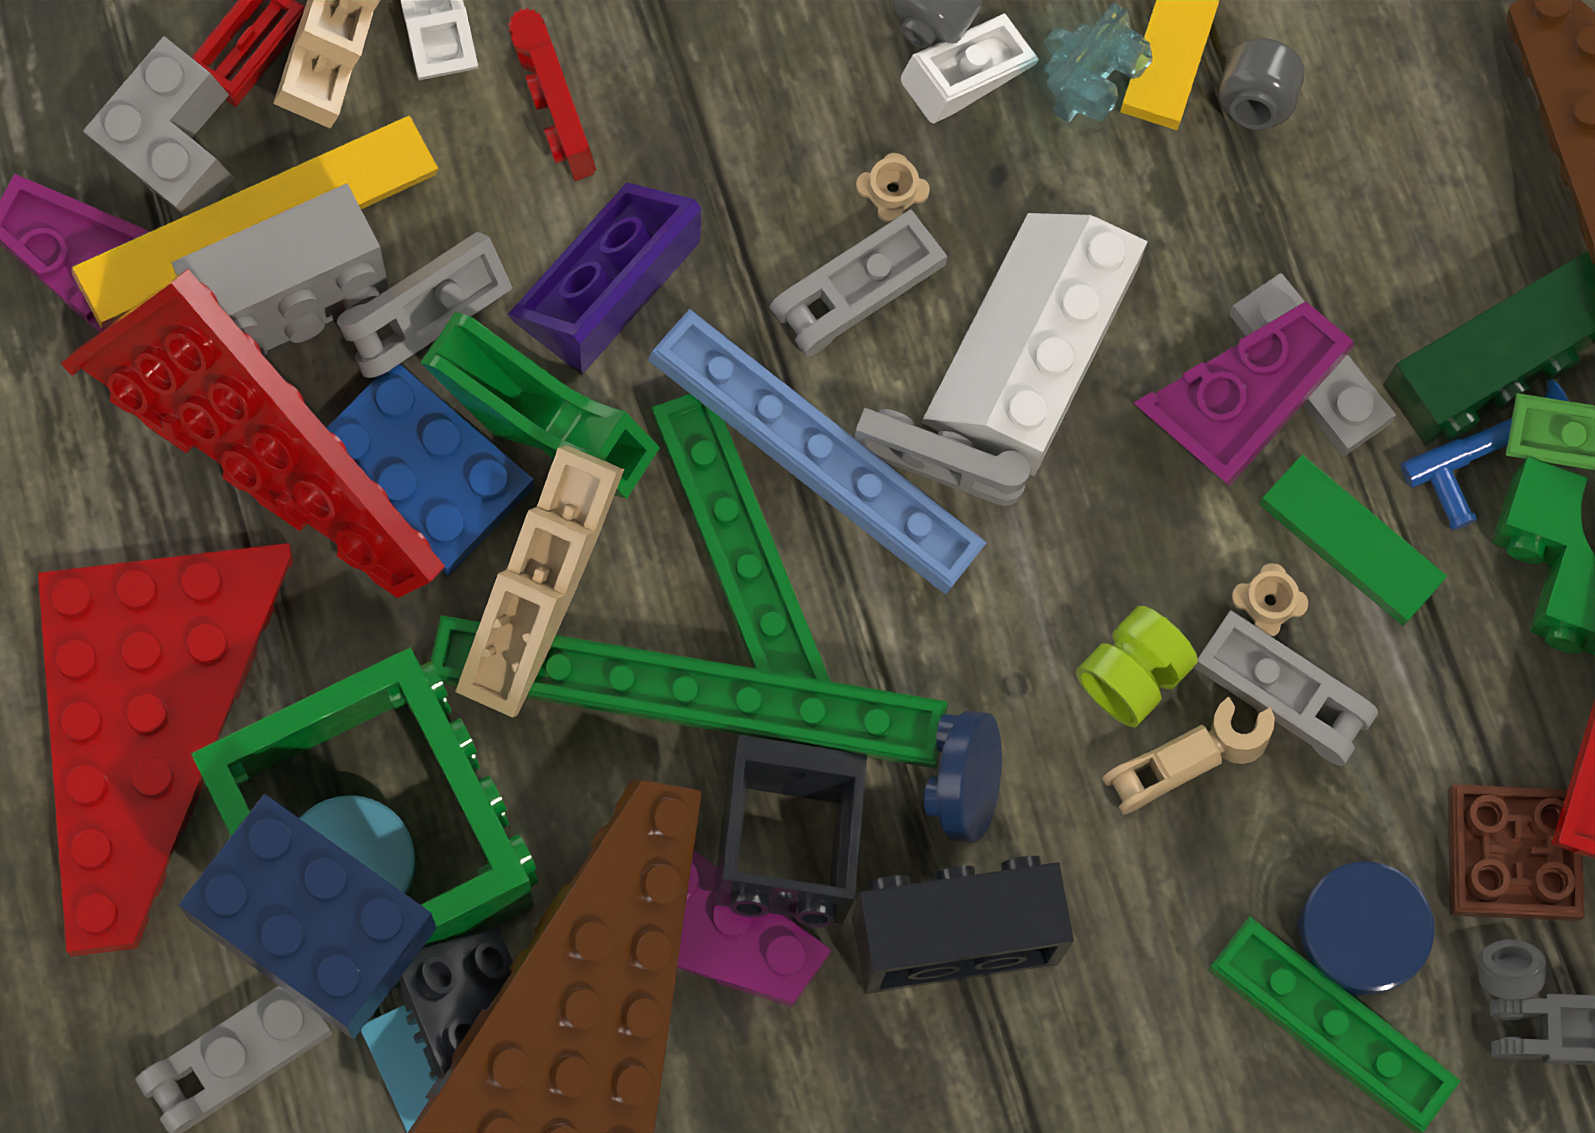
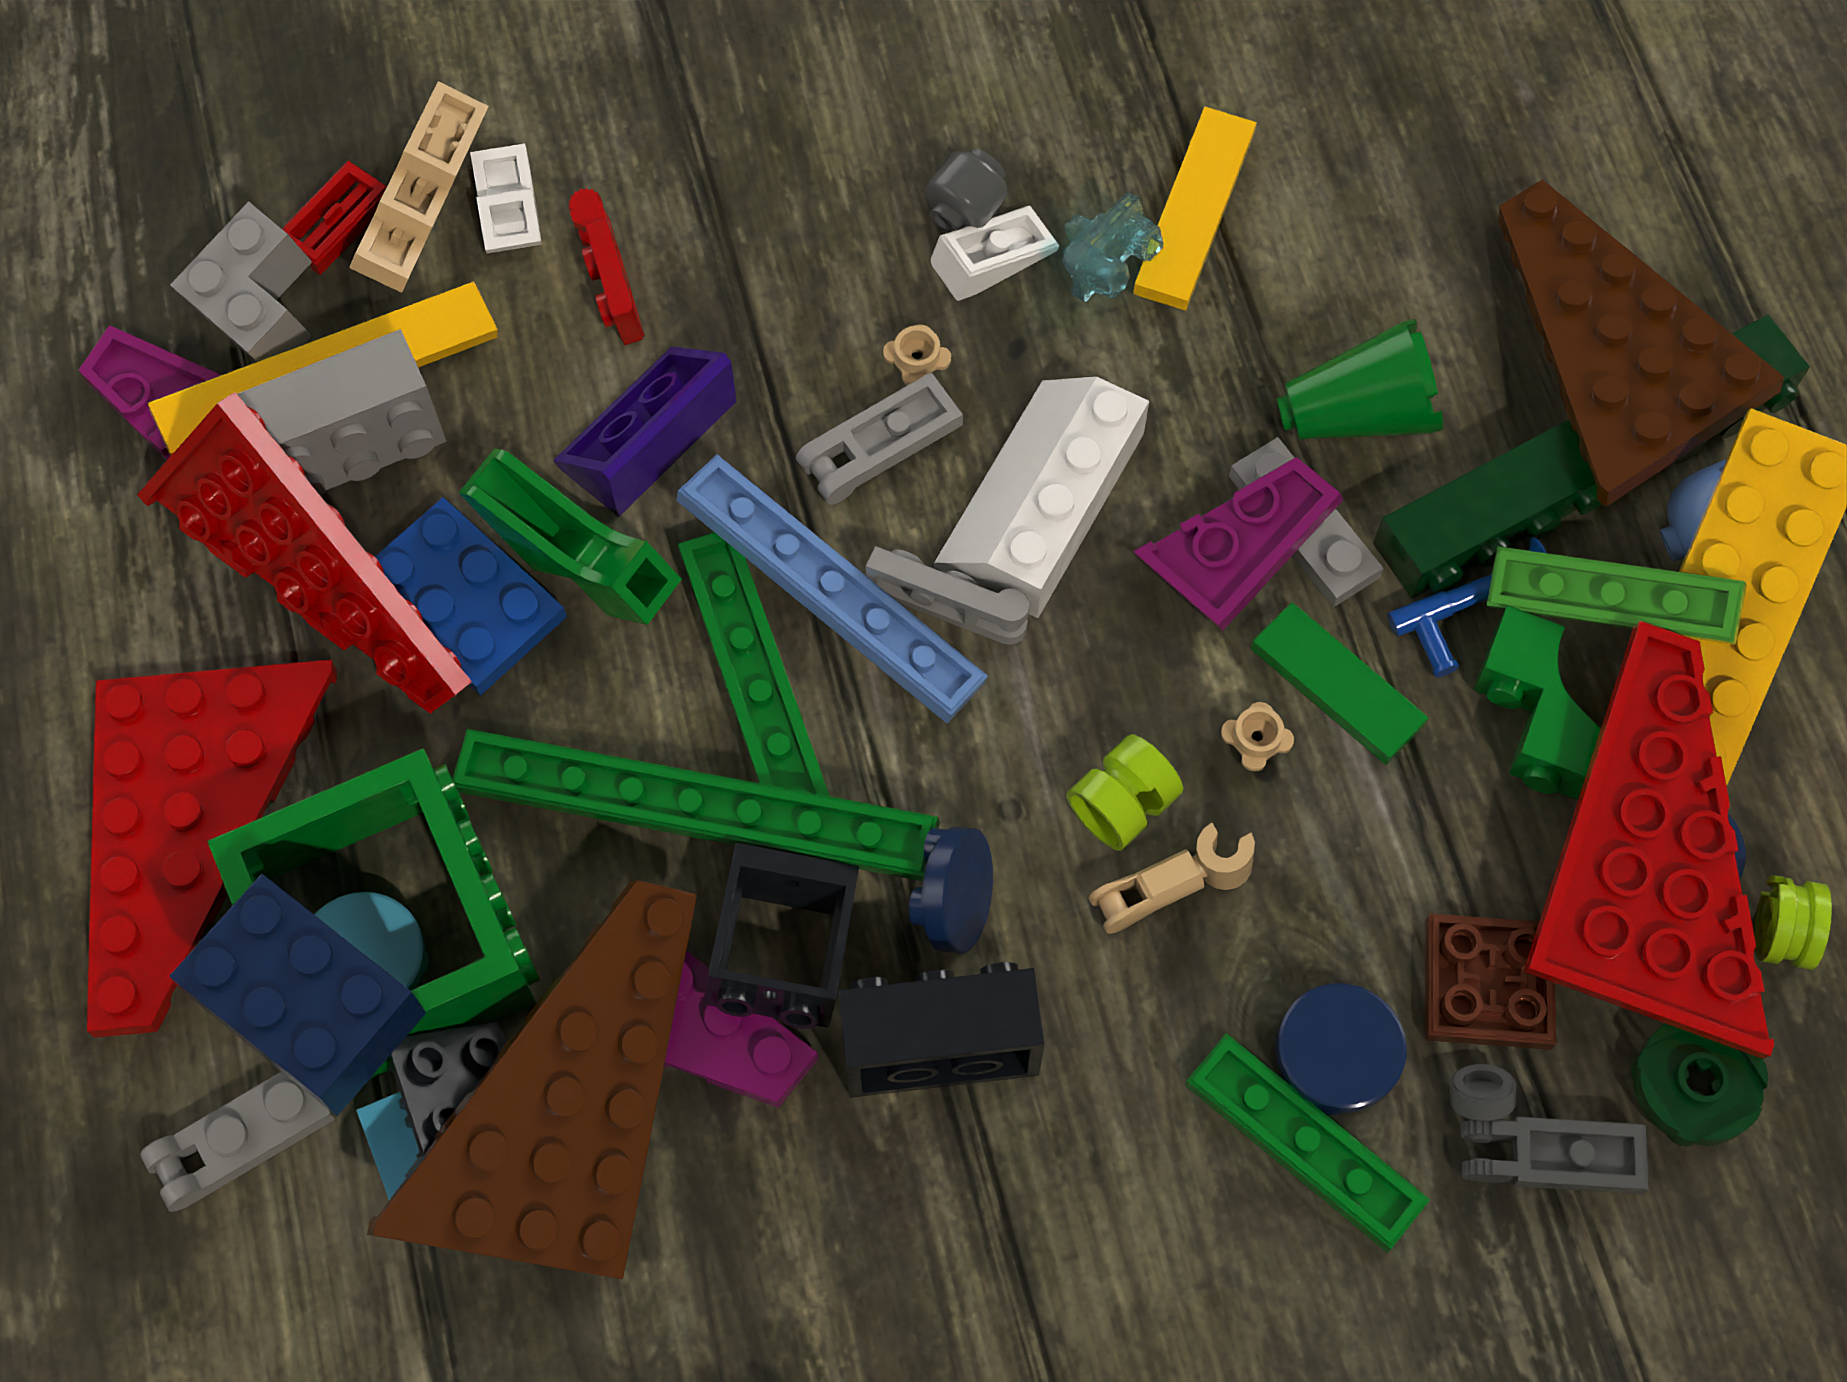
camera: 10 degrees right, 5 degrees down
(423, 303) = (510, 423): light grey plate -> none
(539, 581) = (557, 697): tan slope -> none
(1261, 83) = (1265, 267): dark grey head -> none
(1295, 689) = (1252, 802): light grey plate -> none
(1374, 222) = (1366, 391): none -> green cone

